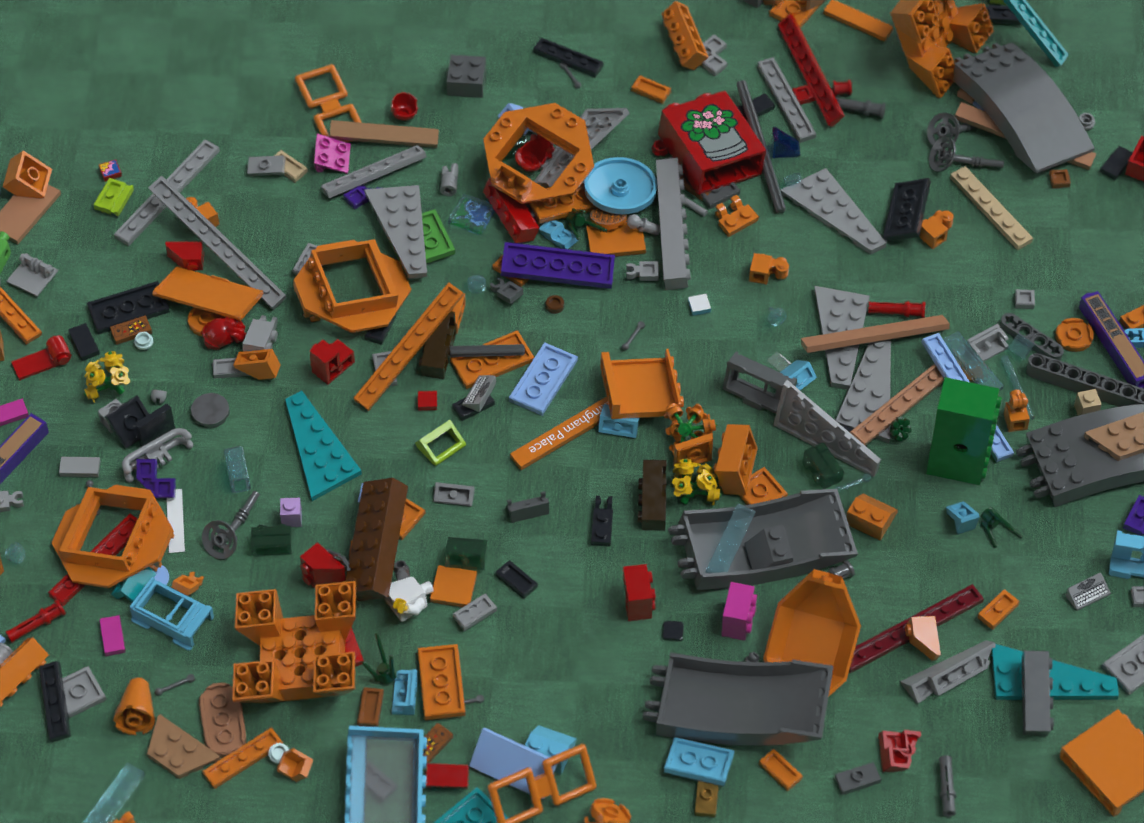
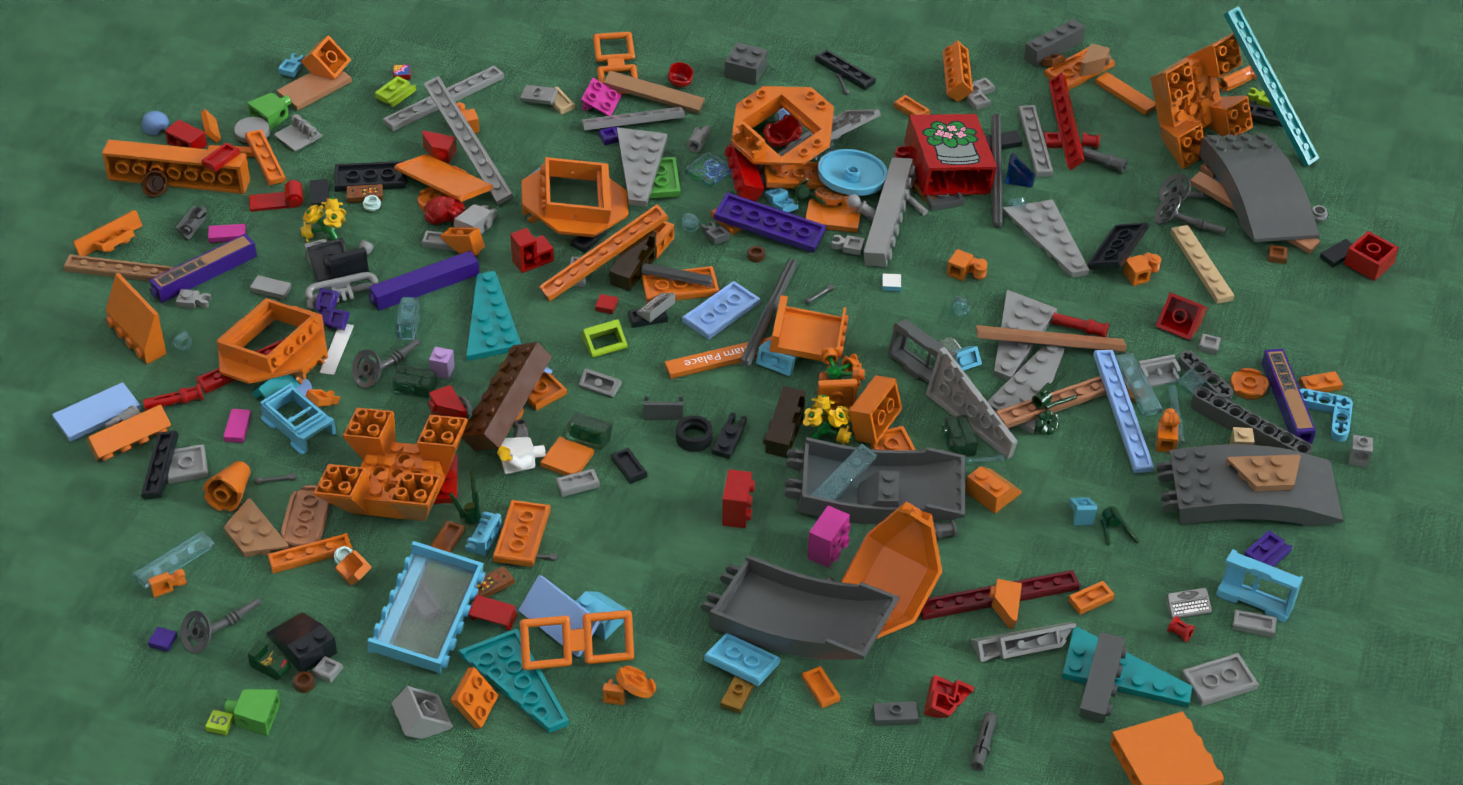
camera: 15 degrees right, 10 degrees down
(210, 410) = (404, 264): flat silver tile -> none
(235, 420) = (424, 280): none -> dark purple brick
(567, 515) = (694, 444): none -> black tyre
(592, 378) = (768, 312): none -> dark grey axle
(673, 630) = (762, 543): black piece -> none
(738, 220) = (952, 224): orange plate -> none
(891, 407) = (1044, 397): none -> dark green plant
(964, 431) = (1102, 425): green piece -> none
(990, 275) = (1181, 316): none -> red slope
(1089, 620) = (1181, 628): none -> red bush

